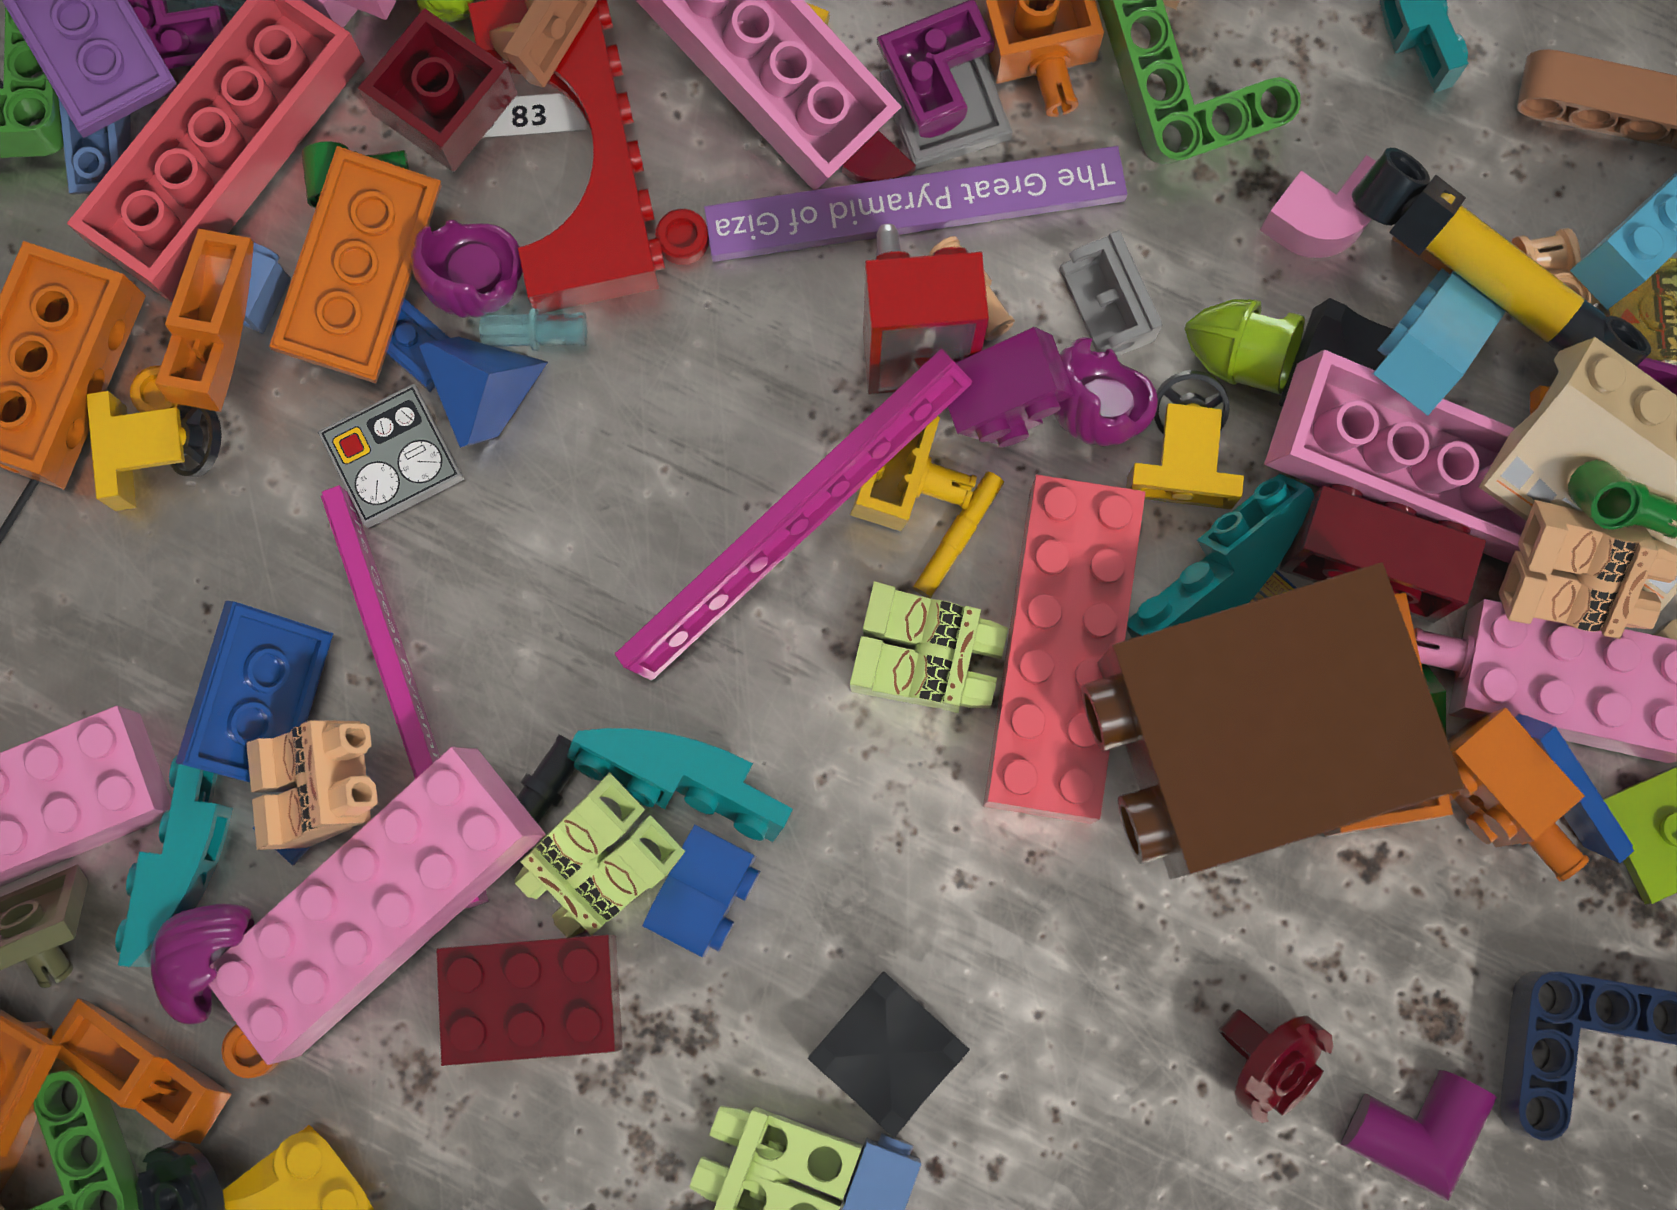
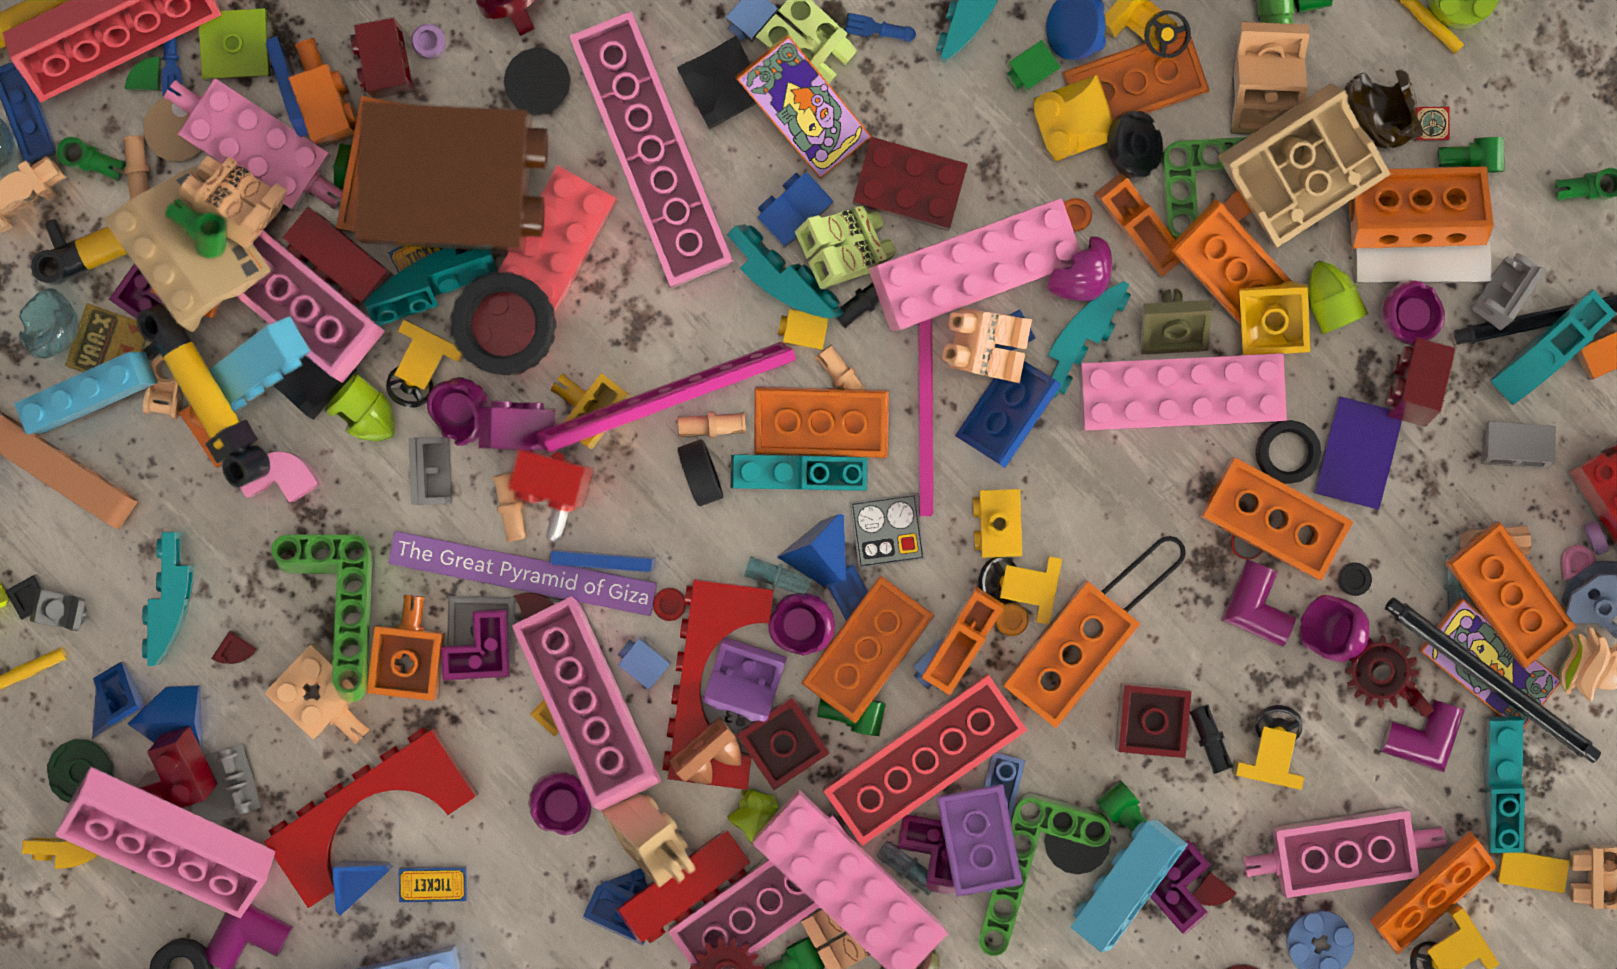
camera: 160 degrees left, 10 degrees up
(219, 523) = (998, 523): none -> yellow brick
(526, 151) = (744, 680): none -> medium lavender bracket
(534, 659) = (838, 370): none -> light nougat pin
(543, 577) = (821, 422): none -> orange tile
(553, 490) = (798, 472): none -> teal slope
(621, 703) = (803, 329): none -> yellow brick
(688, 135) = (643, 662): none -> medium blue brick
(701, 430) = (700, 472): none -> black tyre
(712, 514) = (711, 425): none -> light nougat pin
(744, 1063) = (803, 106): none -> tile
(800, 249) = (602, 560): none -> blue tile
(942, 647) = (609, 294): yellowish green hips -> none
(958, 535) = (573, 361): yellow piece -> none
(964, 904) = (651, 149): none -> bright pink brick
(1119, 469) = (463, 313): none -> black tyre
(1181, 947) = (537, 81): none -> black tile
(1376, 948) = (428, 41): none -> lavender tile
(1443, 889) = (382, 57): none -> dark red brick

